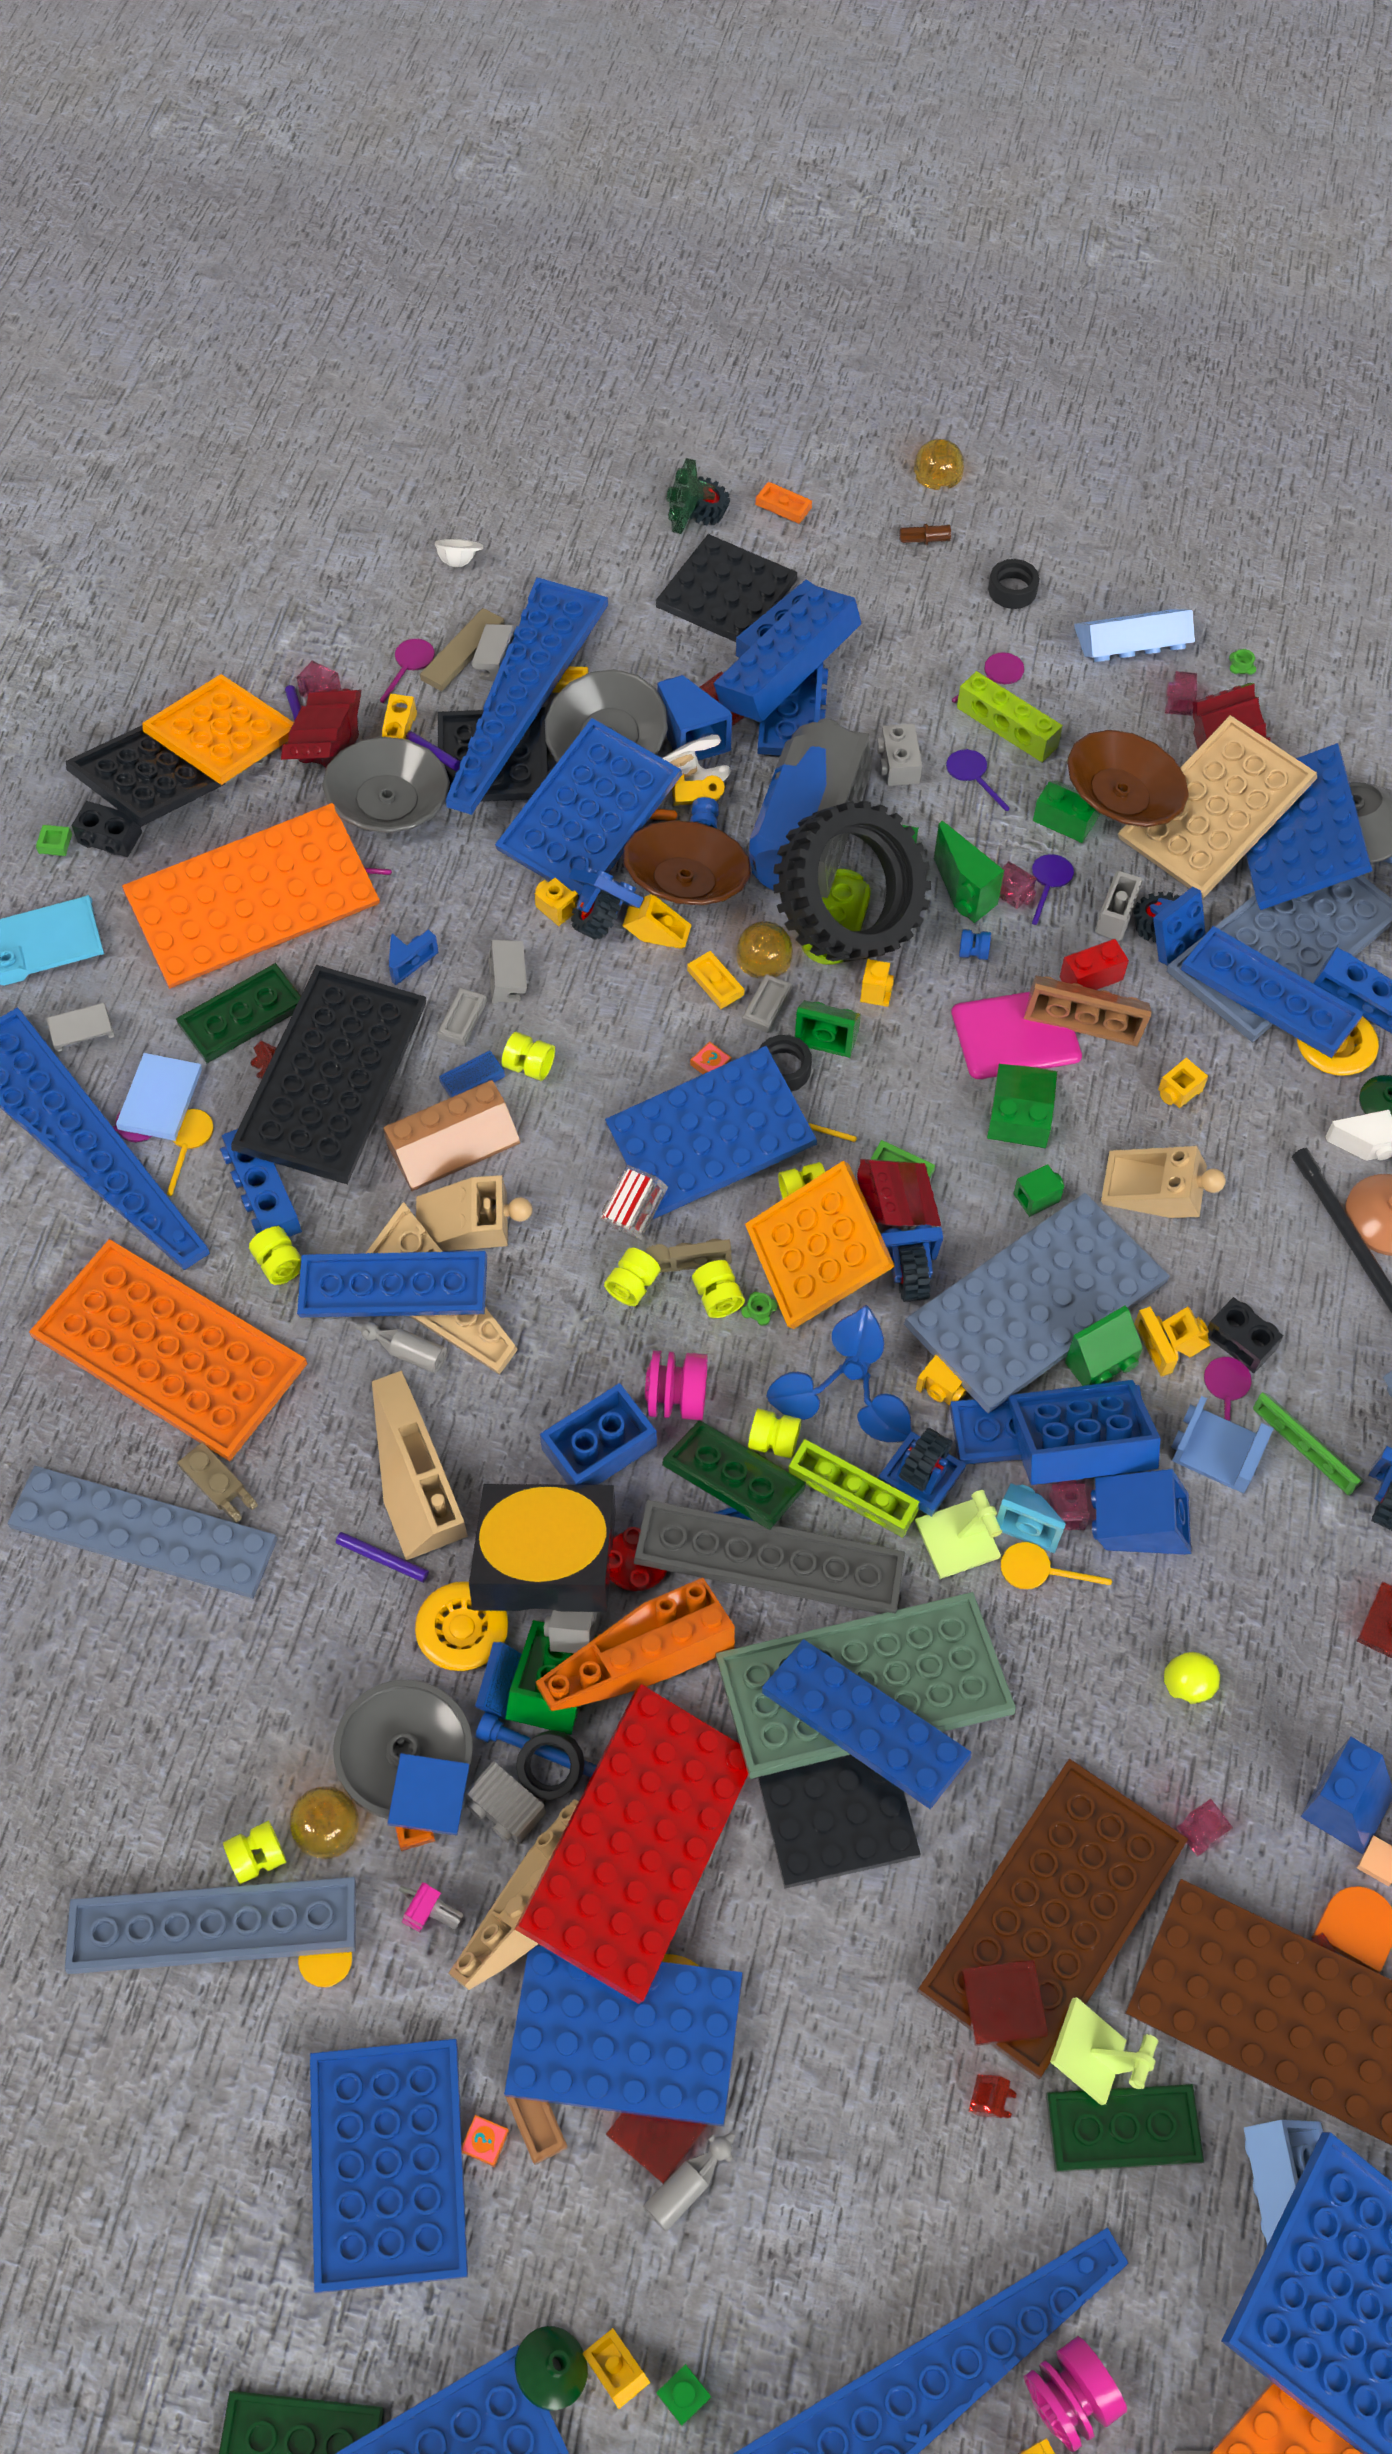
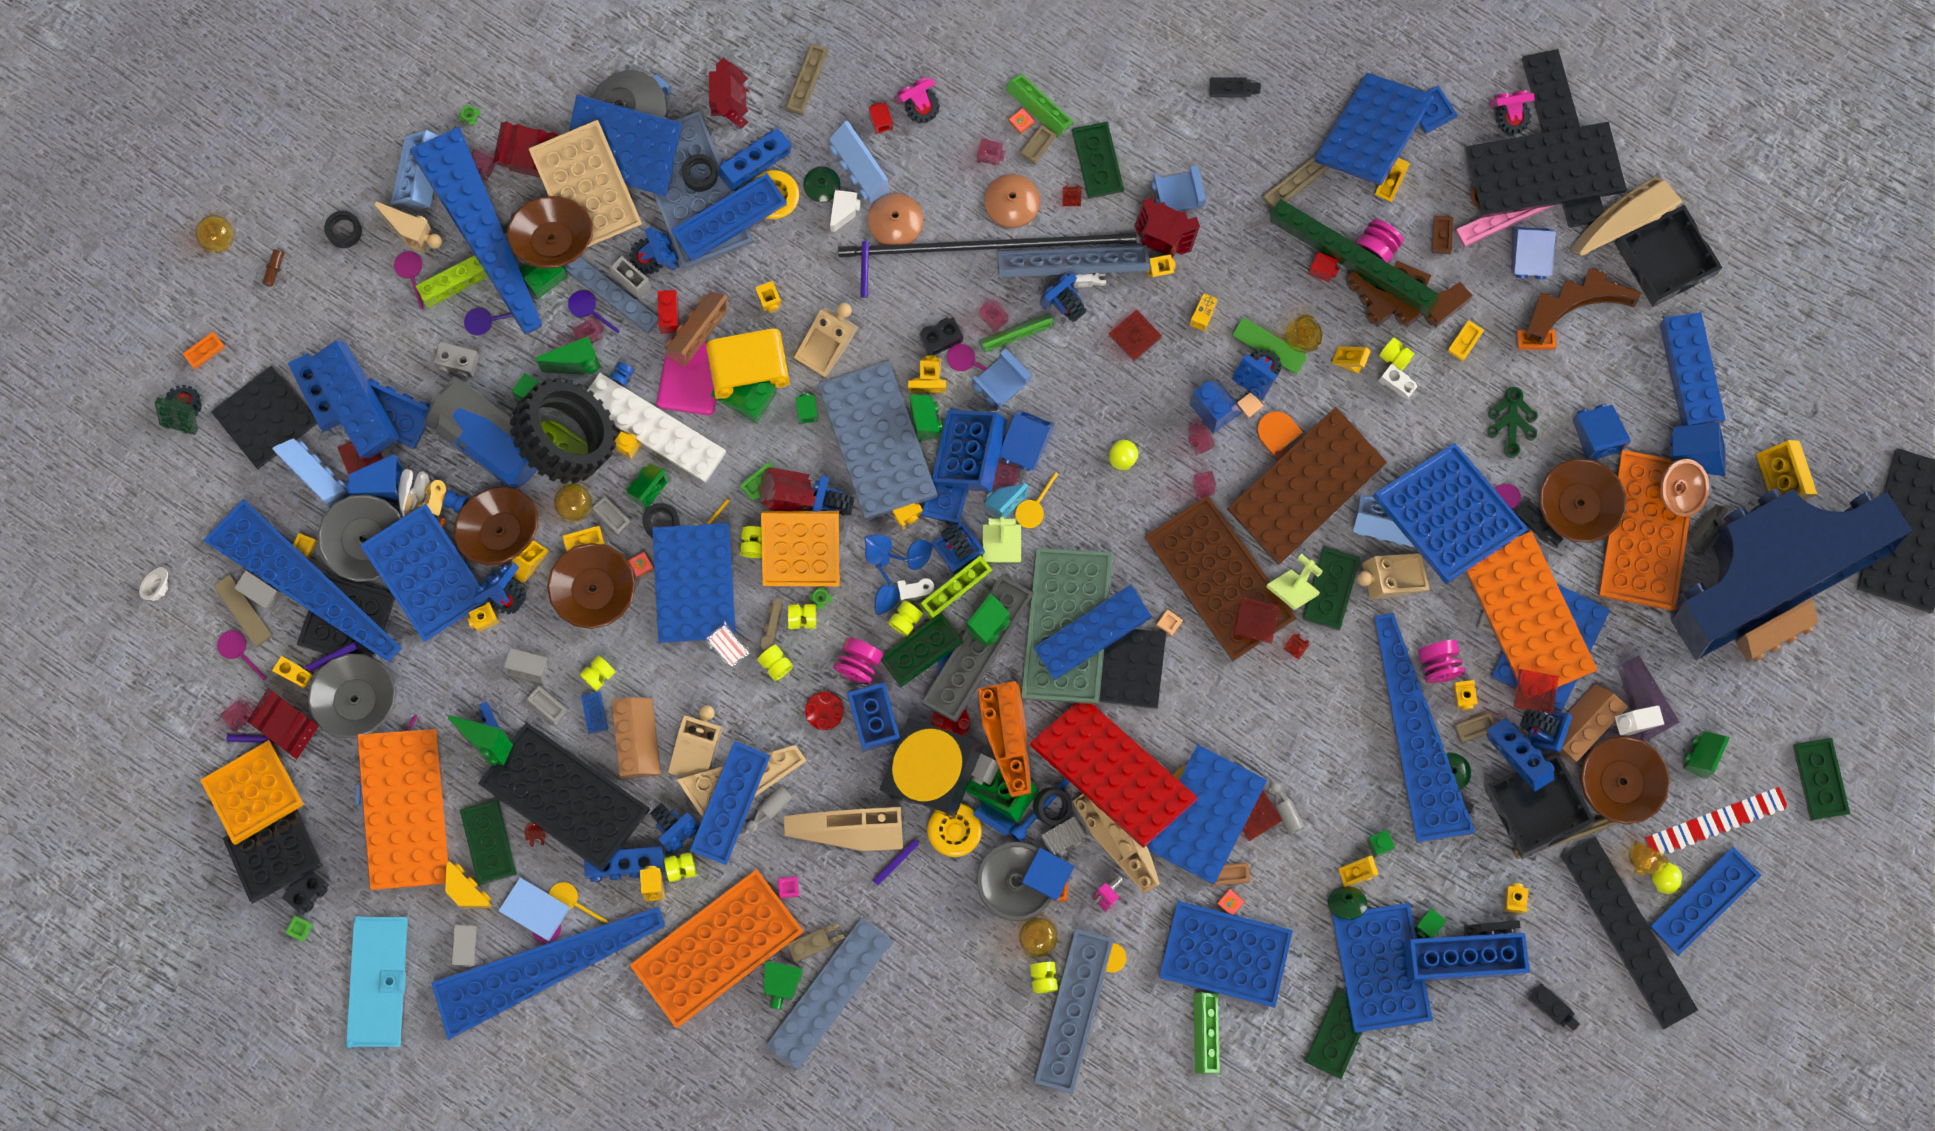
camera: 70 degrees left, 15 degrees up
(138, 1452) = (781, 982): none -> green torso
(163, 1000) = (463, 889): none -> yellow slope
(234, 1221) = (652, 884): none -> yellow slope
(235, 2180) = (1206, 1033): none -> bright green slope
(293, 1416) = (788, 887): none -> dark pink tile
(330, 1223) = (673, 827): none -> blue plate
(372, 945) = (485, 739): none -> green slope
(585, 1371) = (824, 711): none -> red dish
(646, 983) = (588, 567): none -> reddish brown dish
(674, 641) = (310, 471): none -> light blue slope
(815, 1547) = (988, 621): none -> green slope
(821, 1431) = (915, 591): none -> white leg
(916, 1015) = (658, 429): none -> white plate
(940, 1855) = (1169, 622): none -> light nougat tile
(1050, 641) = (410, 229): none -> tan slope
(1073, 1082) = (747, 360): none -> yellow windscreen
(1085, 894) = (612, 294): none -> sand blue plate
(1132, 671) = (459, 187): none -> blue wing
(1197, 2239) = (1393, 576): none -> tan slope
(1279, 1794) = (1200, 438): none -> clear pink brick
(1292, 1194) = (864, 269): none -> dark purple bar
(1314, 916) = (699, 159): none -> black tyre
(1316, 1398) = (993, 309): none -> clear pink brick

